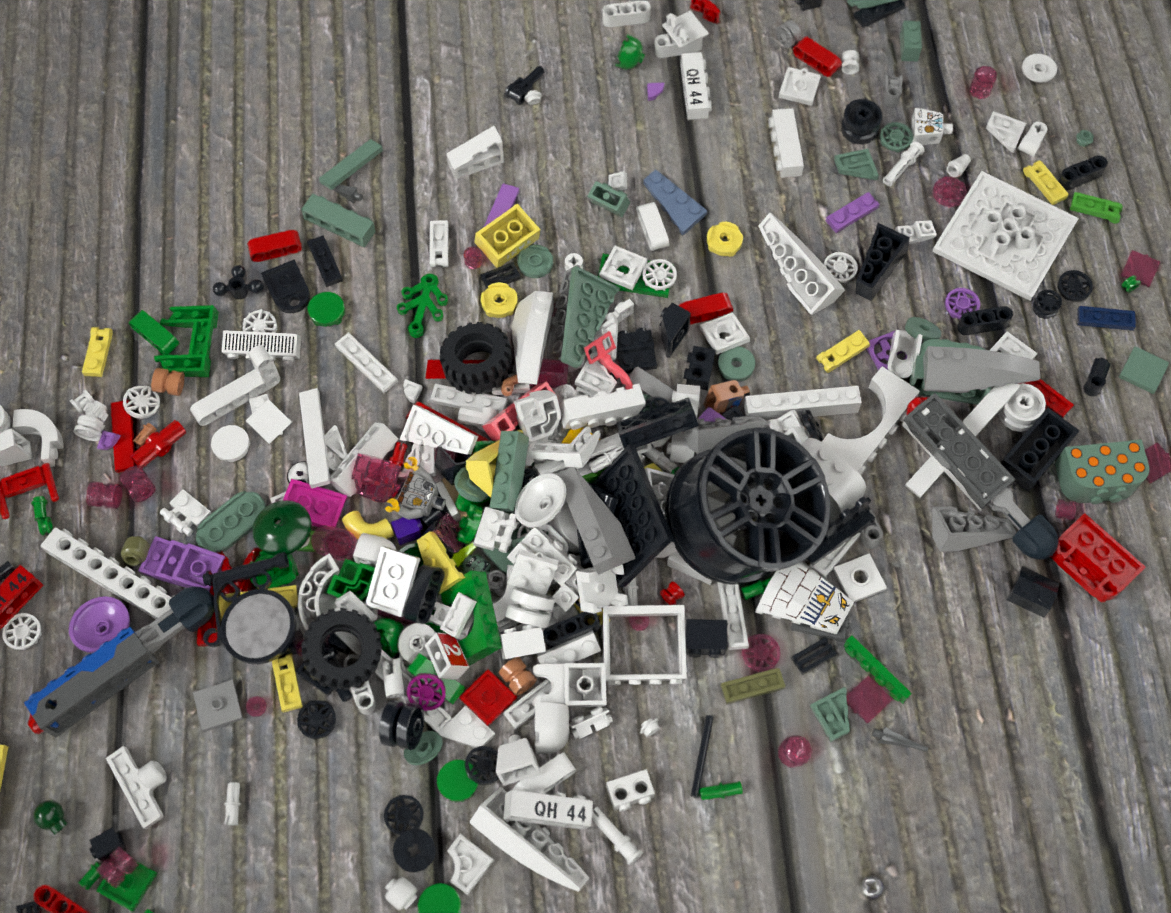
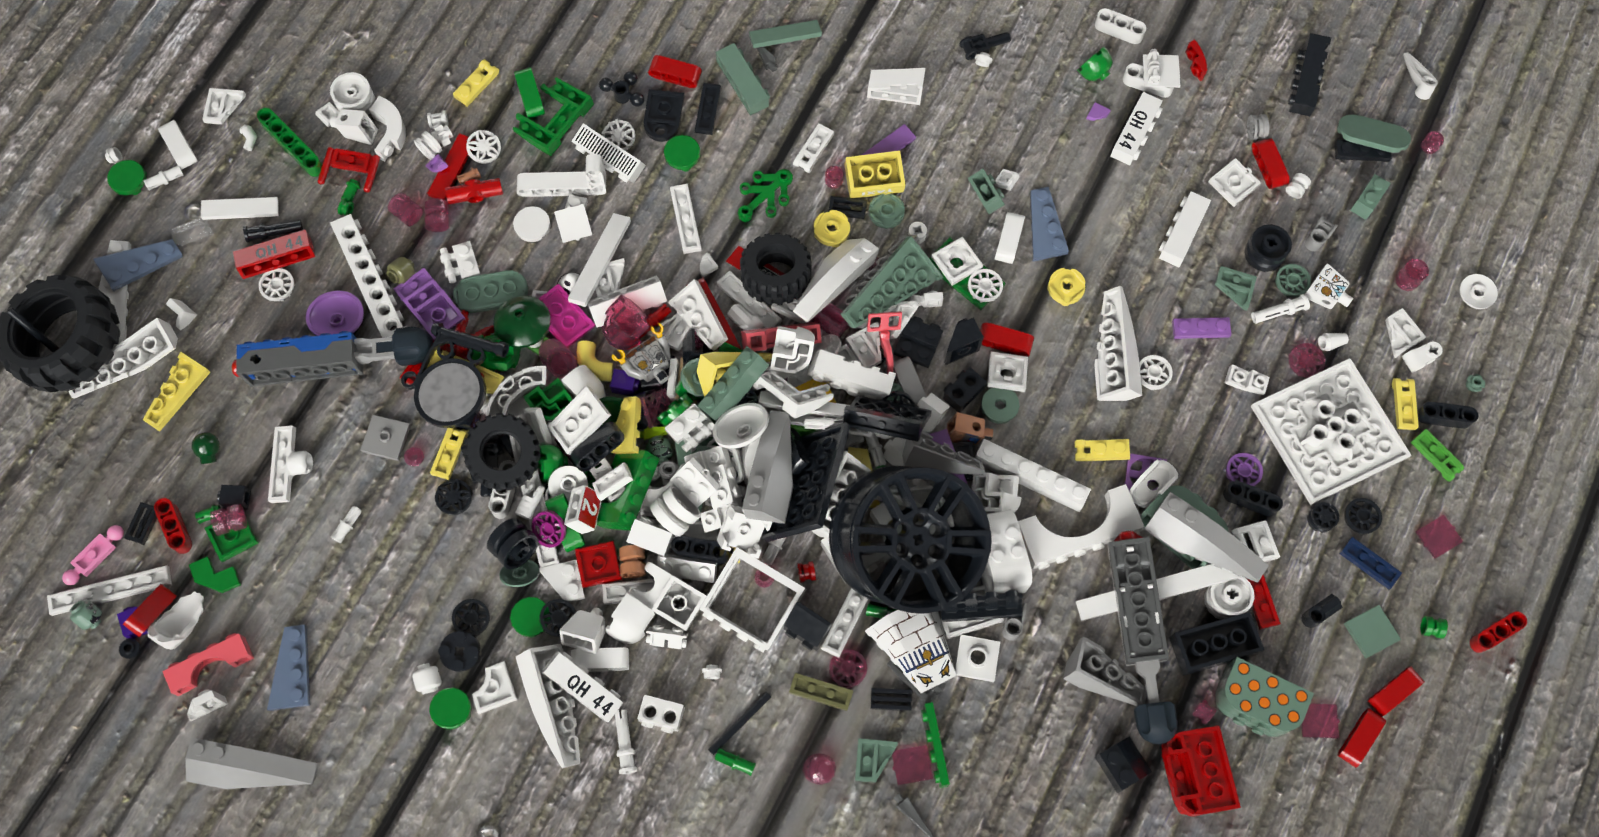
camera: 30 degrees right, 5 degrees up
(166, 381) = (512, 140): nougat wheel -> none
(508, 385) = (786, 309): nougat arm -> none
(811, 425) = (1025, 500): black wheel -> none
(881, 259) = (1194, 387): black wedge -> none
(922, 326) = (1194, 479): sand green tile -> none
(1131, 283) = (1417, 545): green bush -> none

